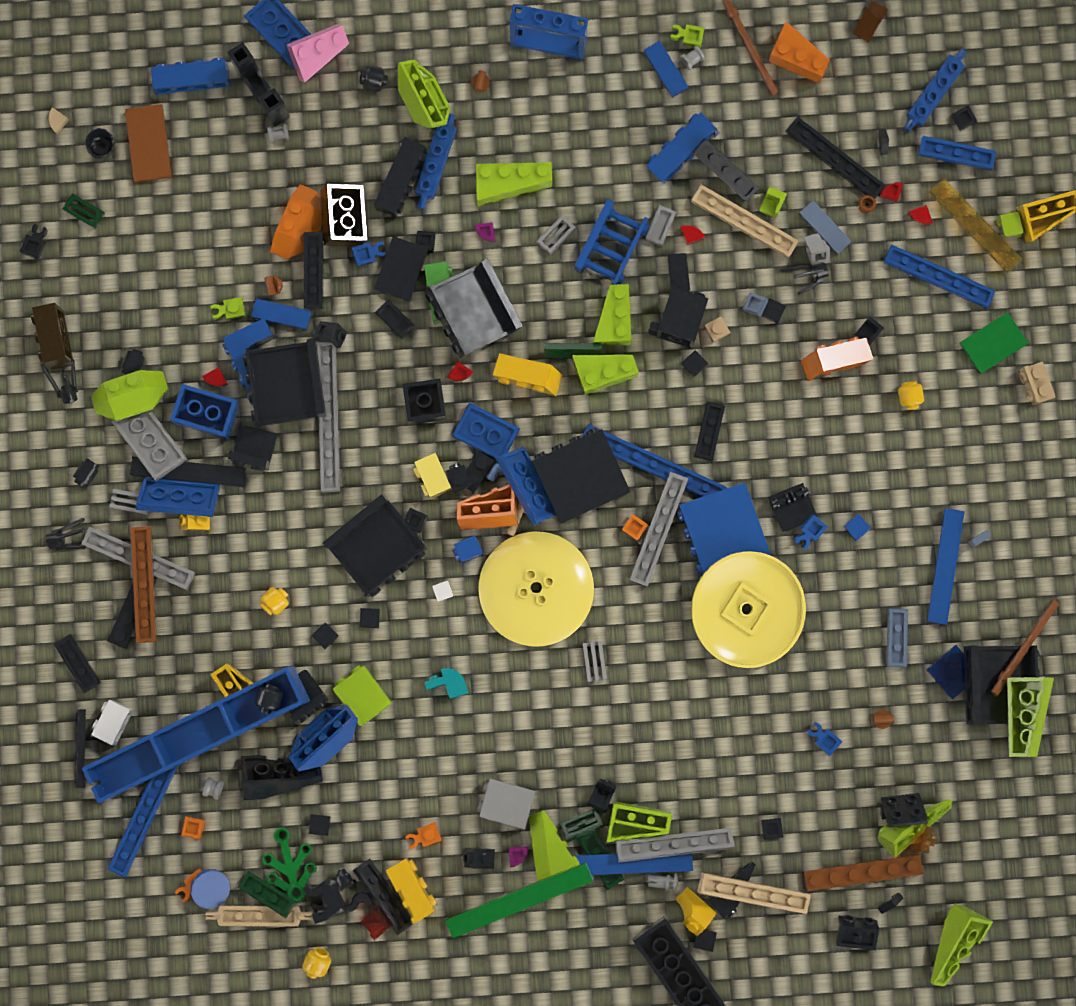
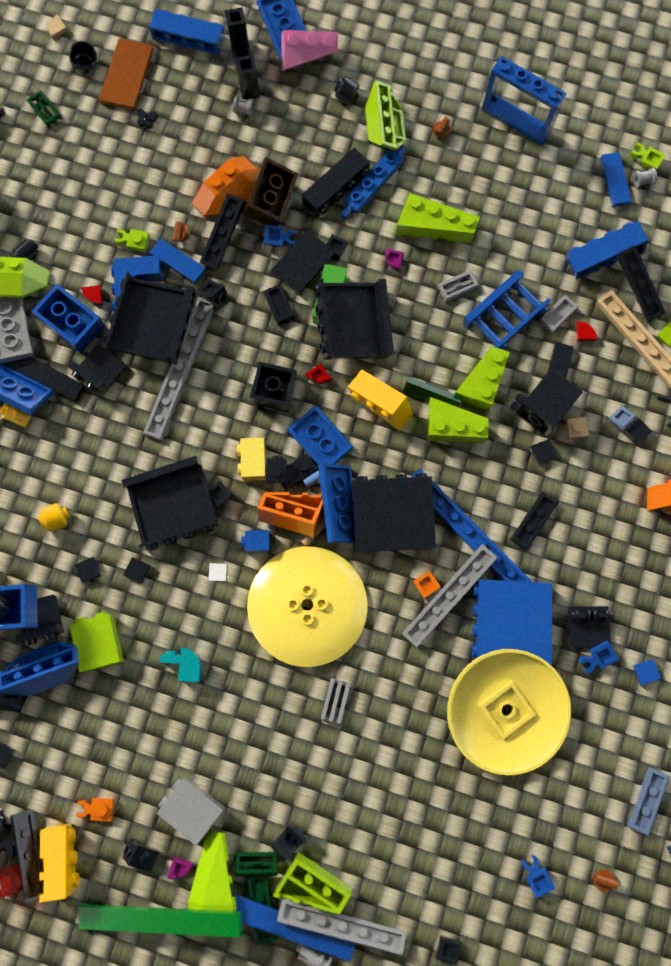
camera: 20 degrees right, 5 degrees down
(187, 182) = (146, 118): none -> black piece

